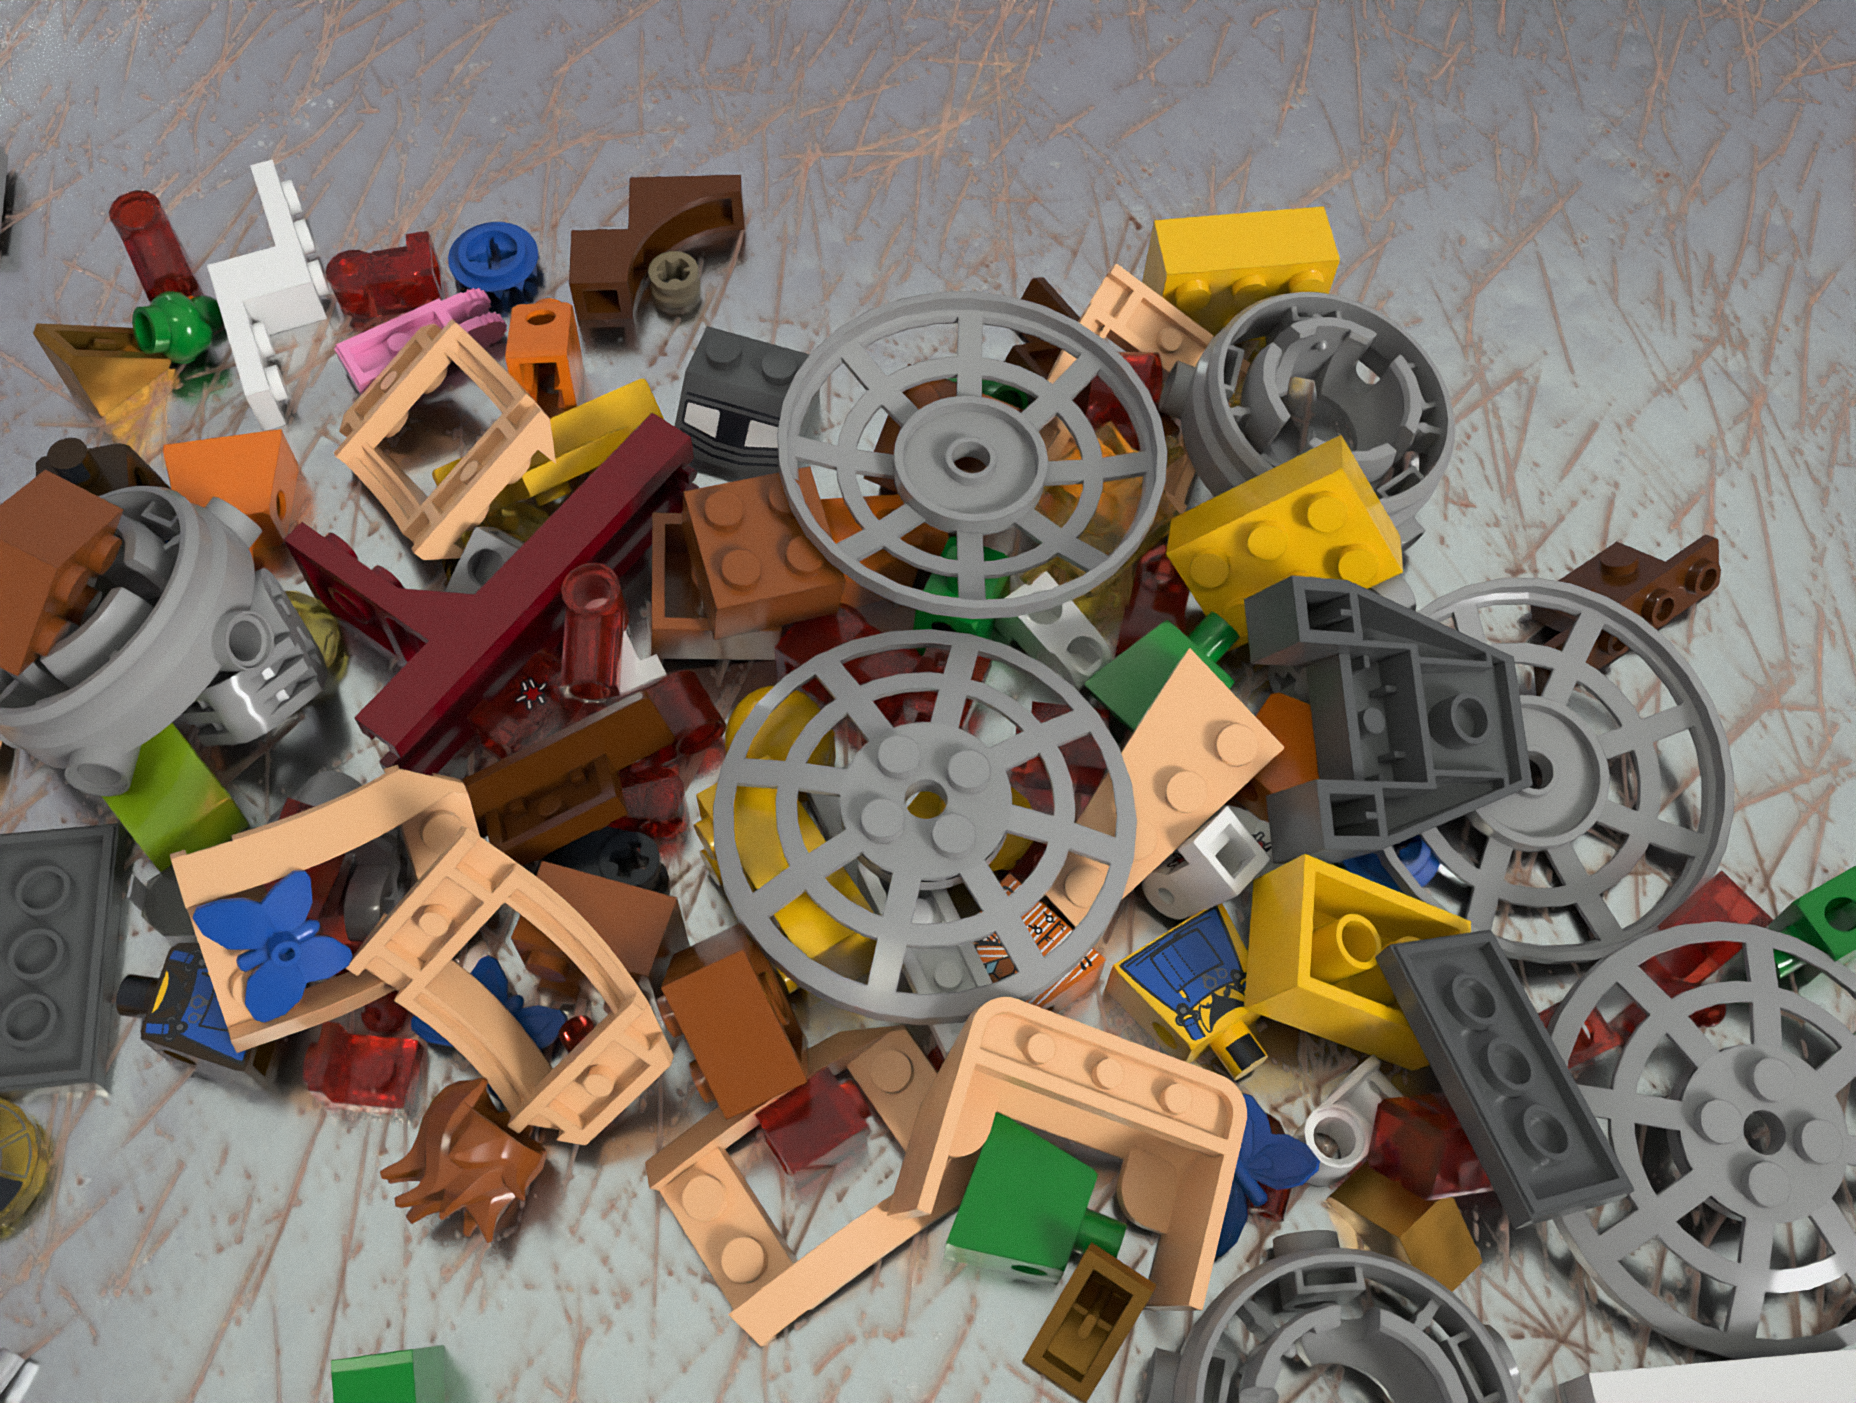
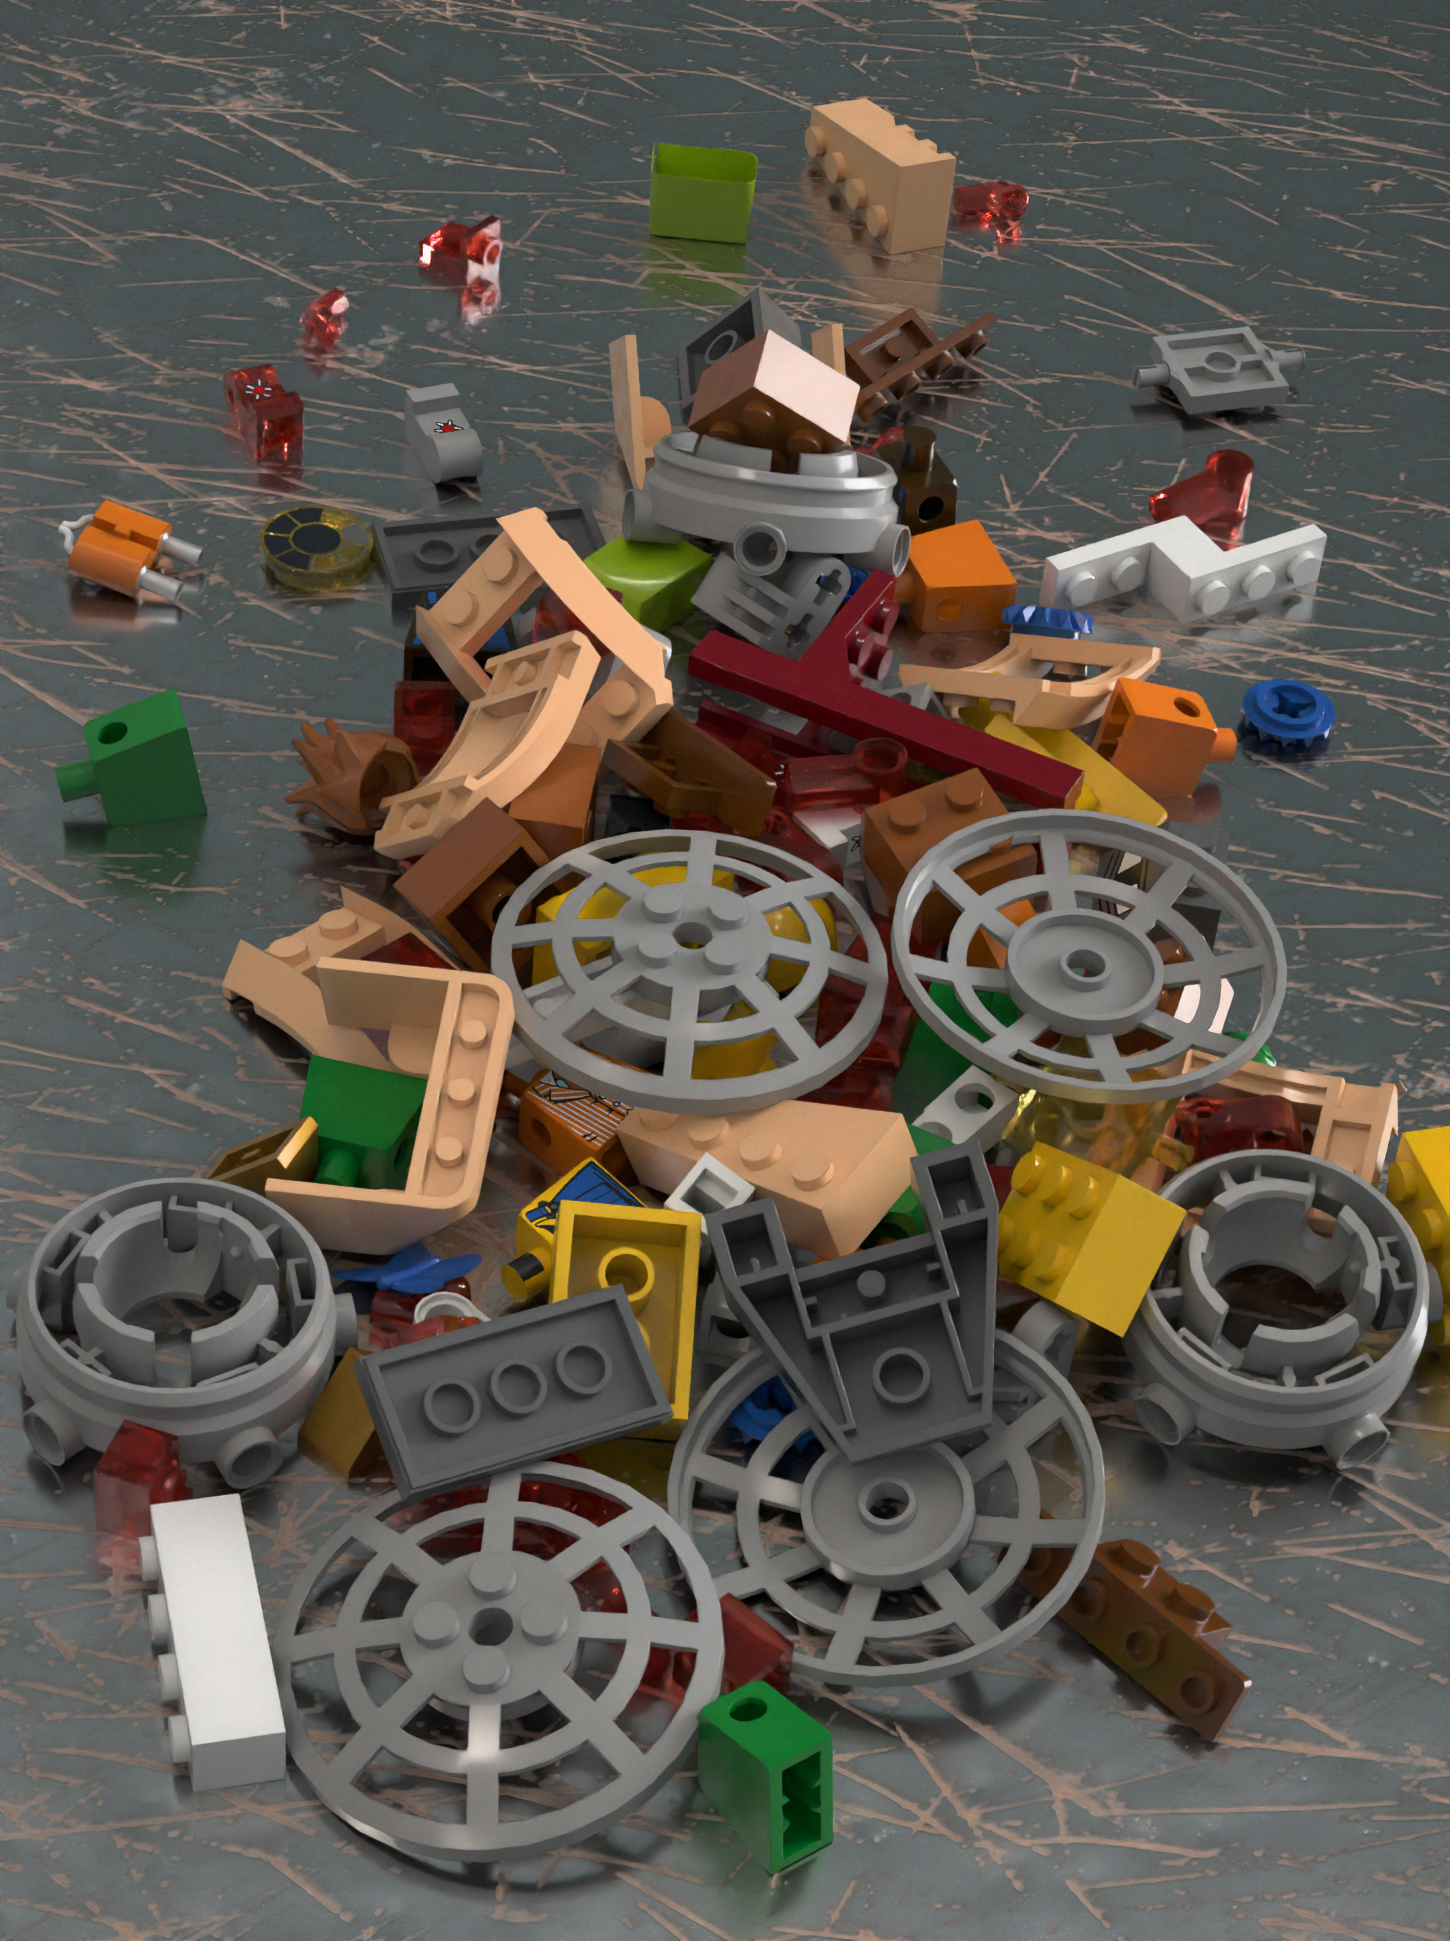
camera: 80 degrees right, 20 degrees down
(99, 362) = (1066, 483): pearl gold slope -> none
(177, 325) = (1117, 512): green animal -> none
(277, 941) = (488, 596): blue piece -> none
(328, 422) = (1047, 621): none -> blue gear
(373, 350) = (1177, 668): bright pink hinge -> none
(387, 279) = (1232, 645): clear red leg -> none
(663, 216) = (1380, 810): reddish brown arch -> none
(675, 292) = (1314, 839): dark tan bush -> none

